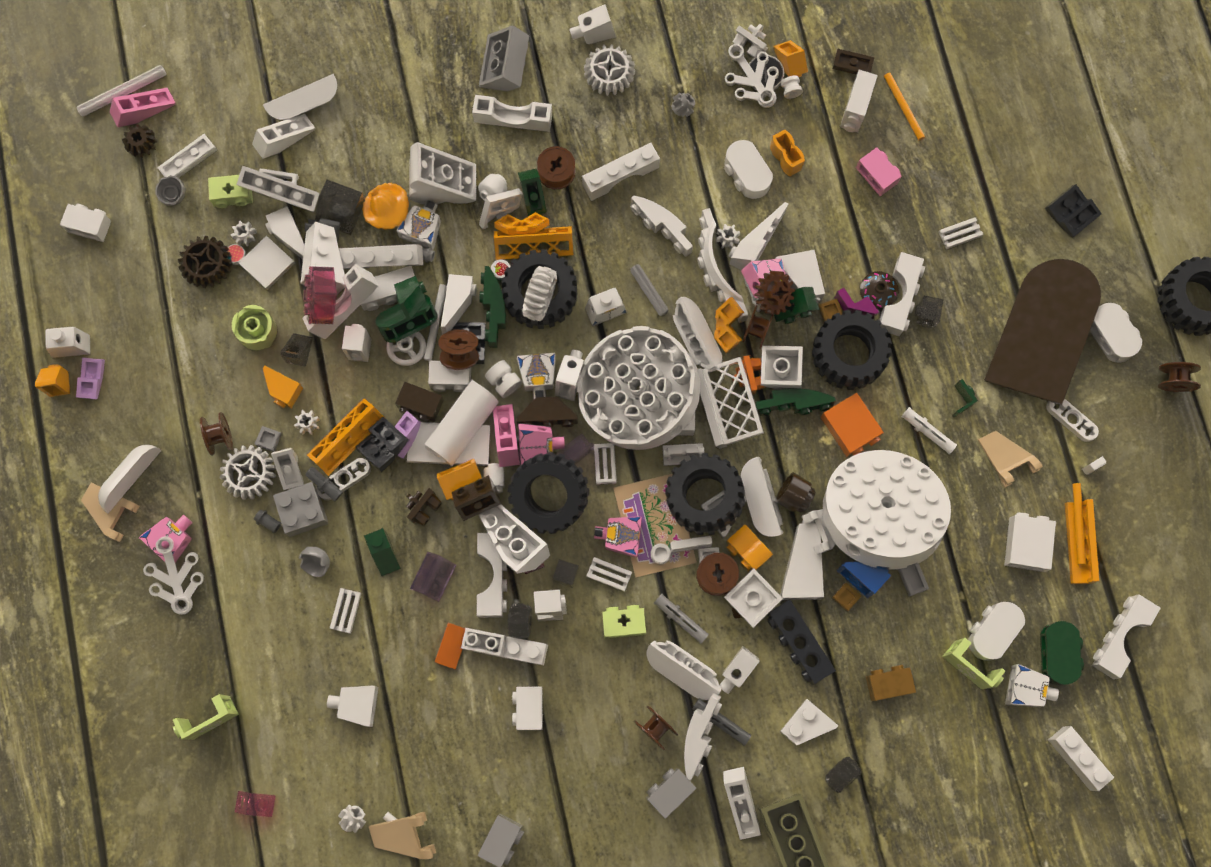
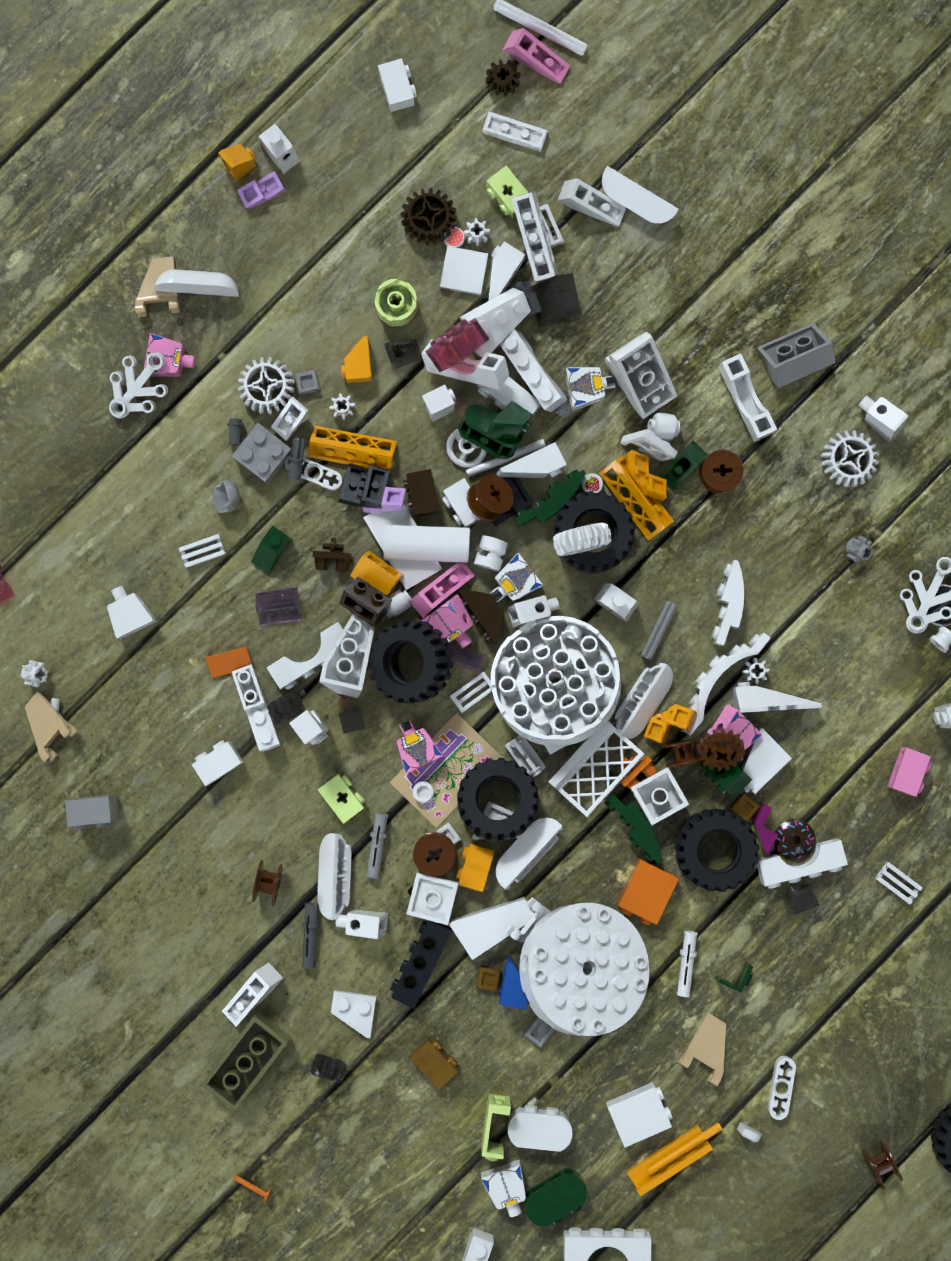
camera: 55 degrees right, 10 degrees up
(170, 190) = (473, 139): light grey hair -> none
(216, 433) = (280, 336): reddish brown piece -> none
(226, 712) = (55, 505): yellowish green panel -> none
(386, 206) = (583, 342): light orange piece -> none
(593, 568) = (376, 756): white tile -> none
(634, 163) = (769, 540): white arch -> none
(670, 792) = (220, 929): light grey brick -> none
(690, 544) = (446, 812): white tile -> none
(696, 742) = (282, 923): white slope -> none
(748, 169) = (833, 649): white brick -> none
(787, 153) = (874, 670): light orange brick -> none
(795, 493) = (551, 878): dark brown piece -> none
(1046, 330) = (852, 1017): dark brown piece -> none
(1115, 333) = (890, 1081): white brick -> none

